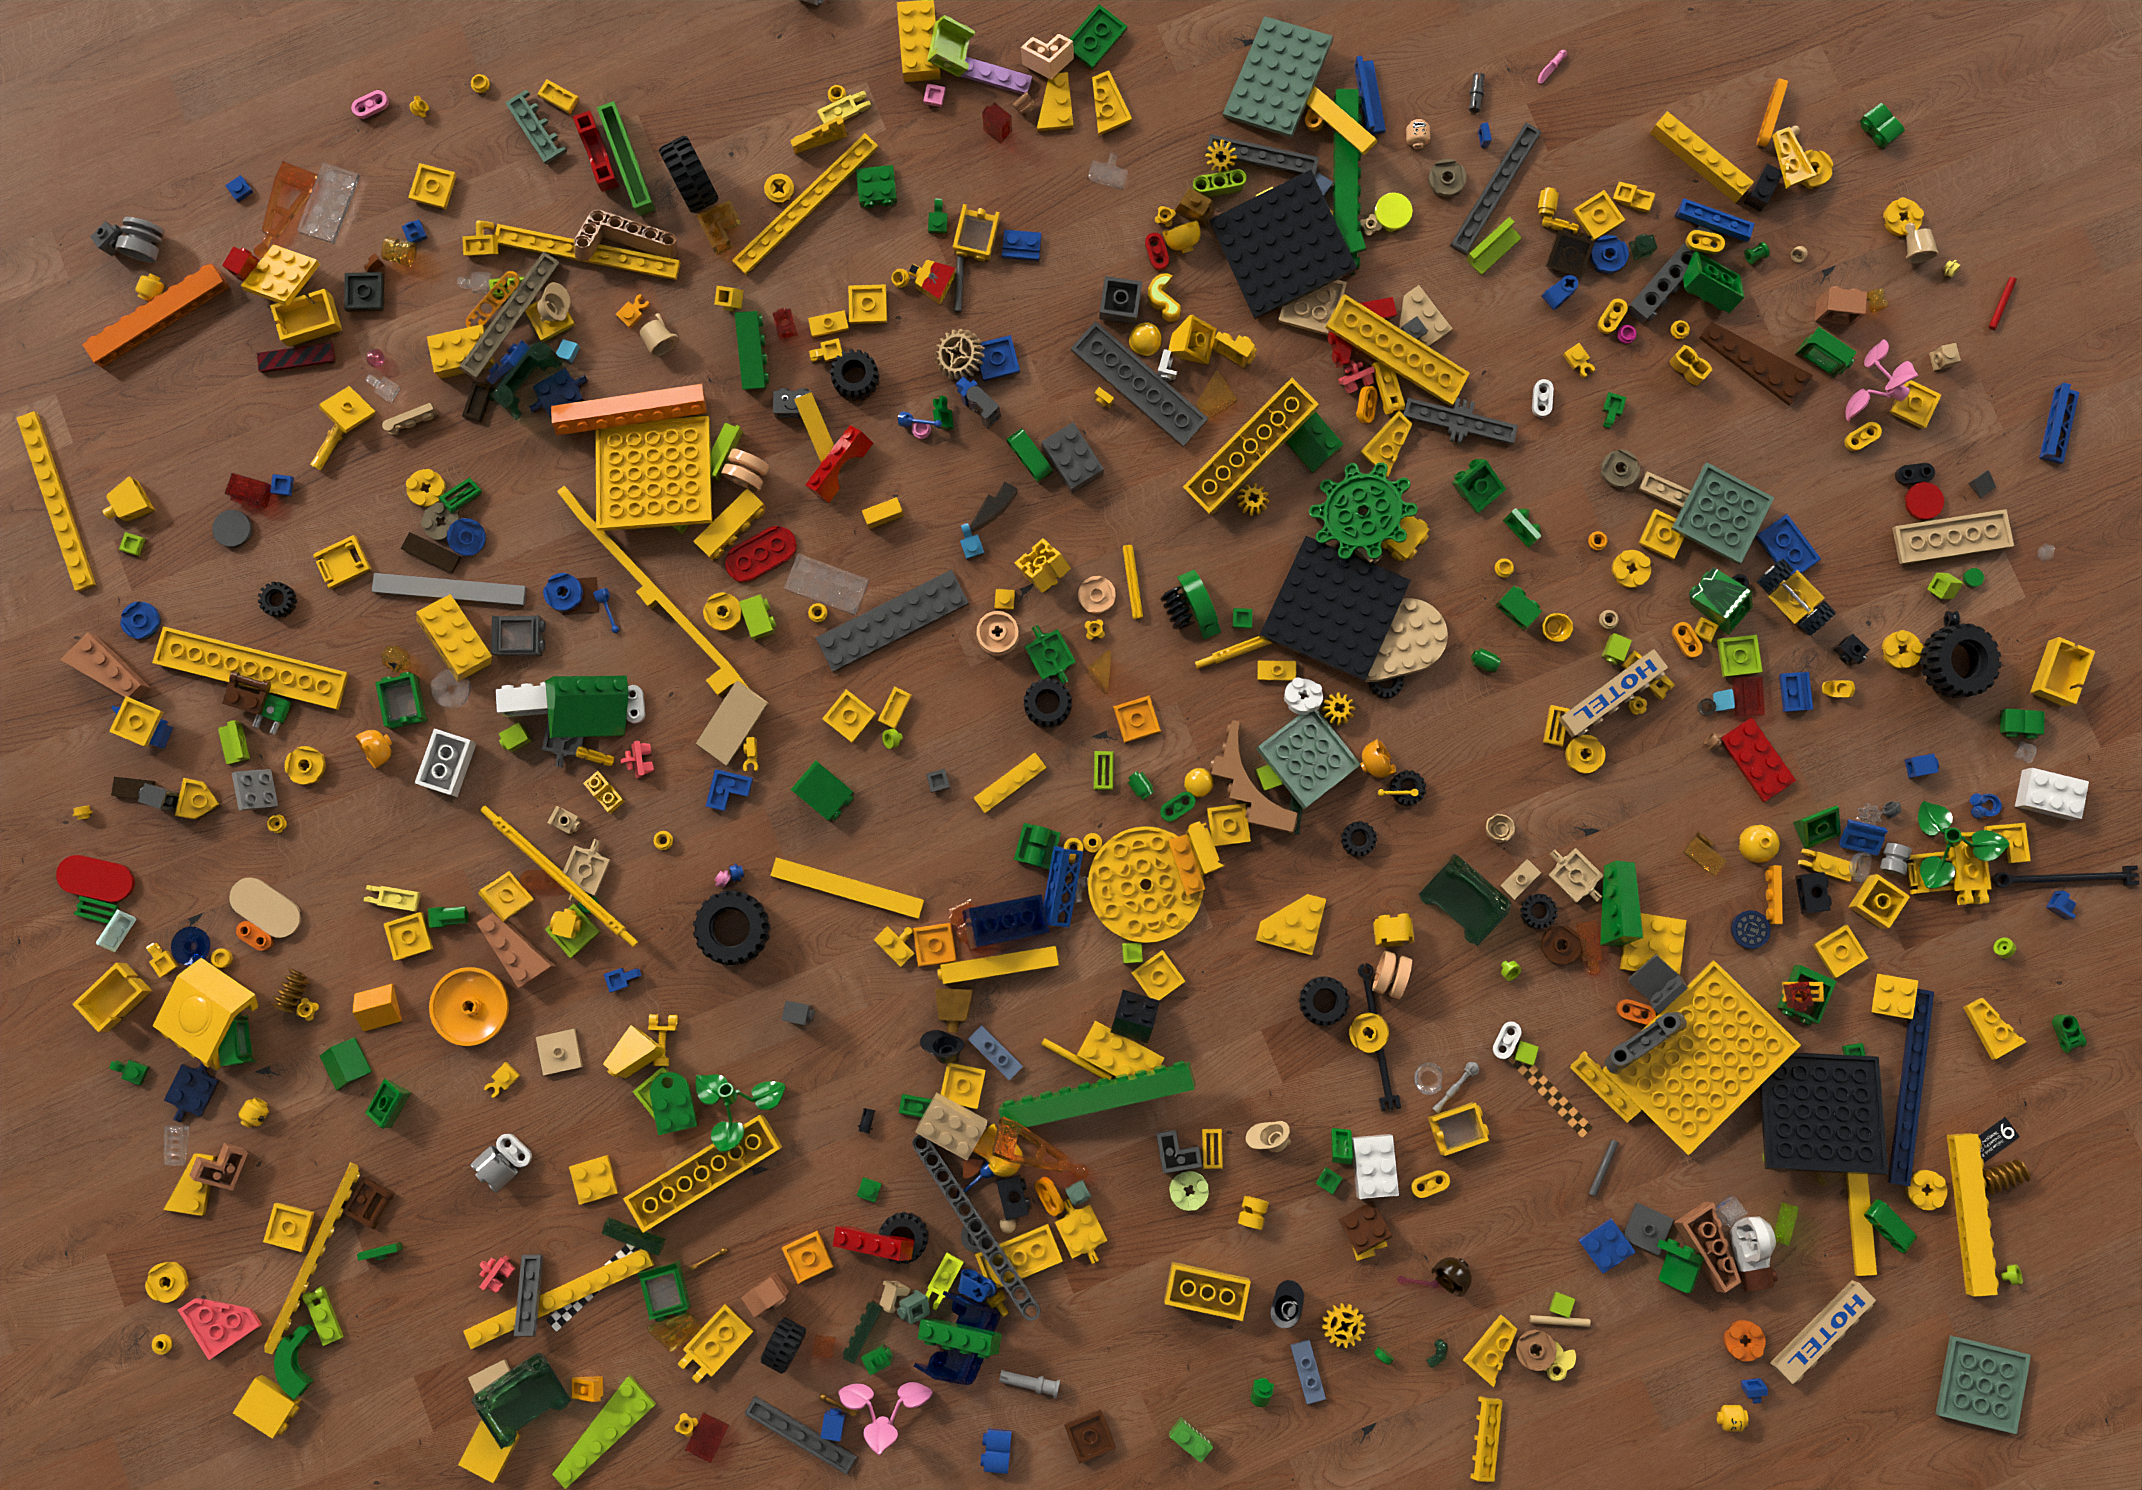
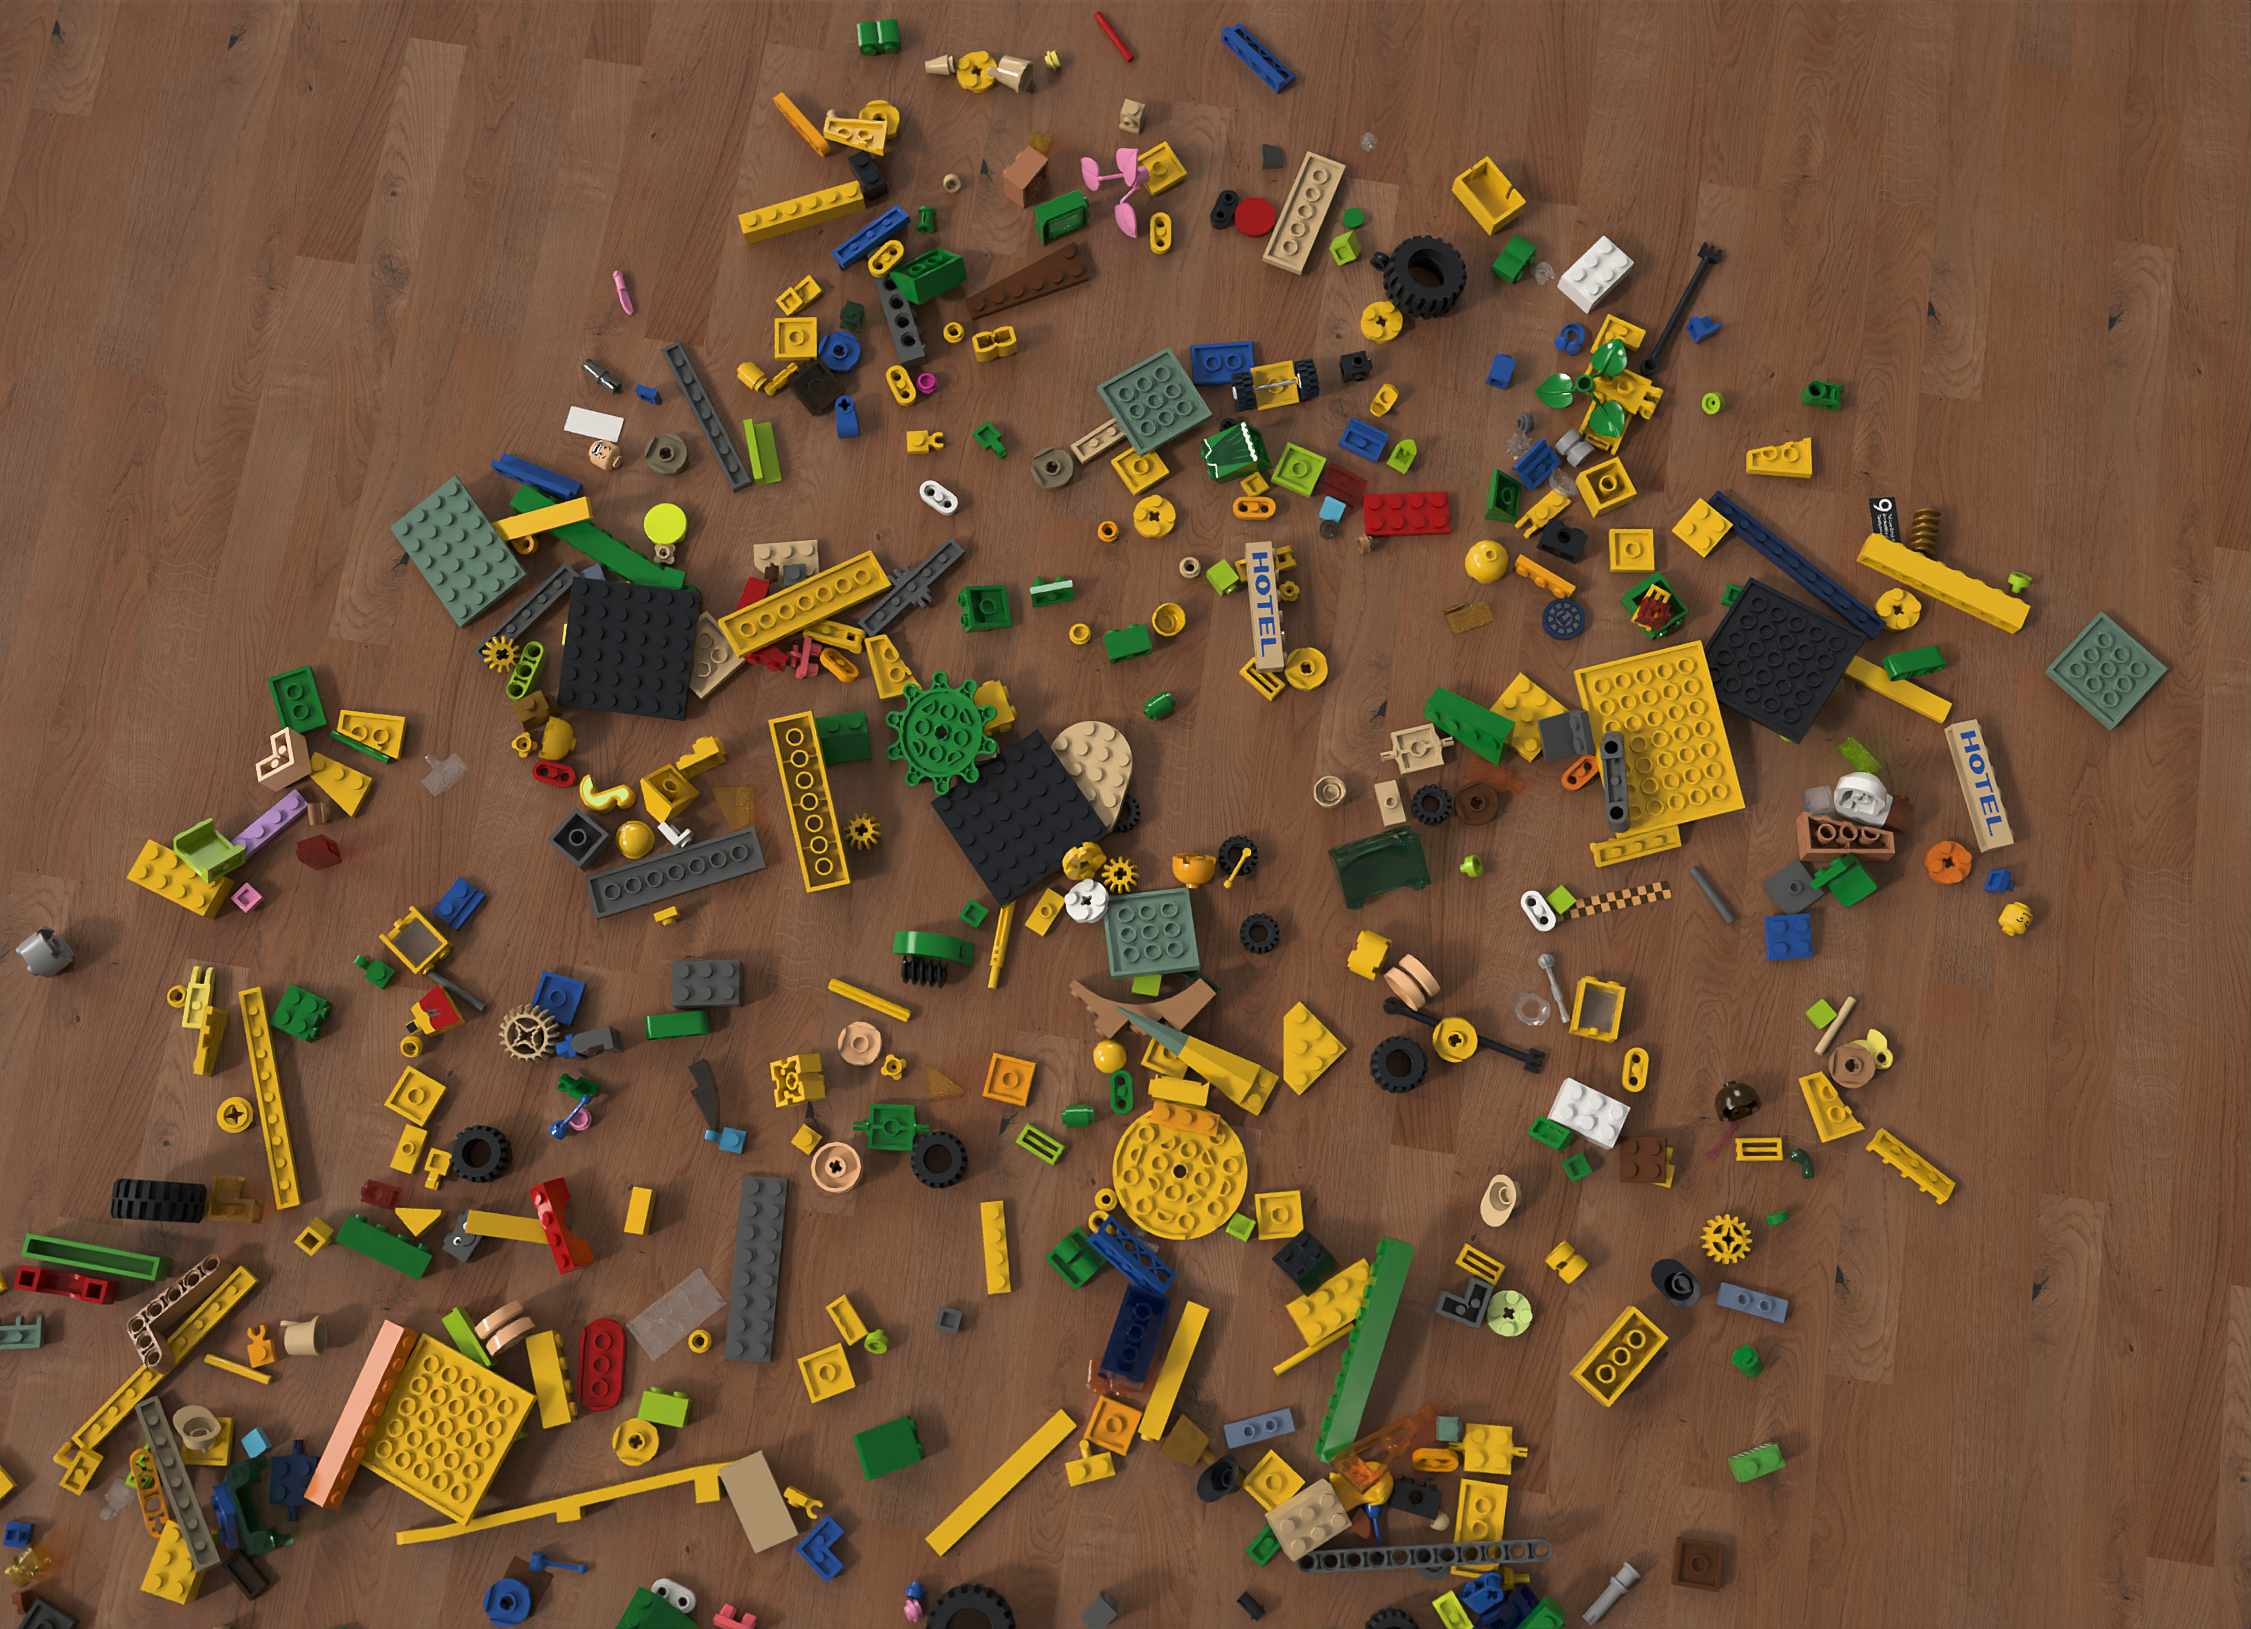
camera: 60 degrees left, 5 degrees down
(609, 306) = (238, 1369): none -> yellow bar
(784, 364) = (420, 1220): none -> yellow slope
(1090, 102) = (360, 747): none -> green bar
(1240, 886) = (1234, 1076): none -> yellow plate
(1331, 674) = (1083, 862): none -> yellow plate
(1405, 311) = (771, 573): none -> reddish brown plate
(1418, 1299) = (1740, 1149): none -> yellow tile
(1436, 110) = (594, 424): none -> white sticker
(1803, 729) = (1403, 455): none -> lime plate
(1890, 187) = (943, 65): none -> tan cone

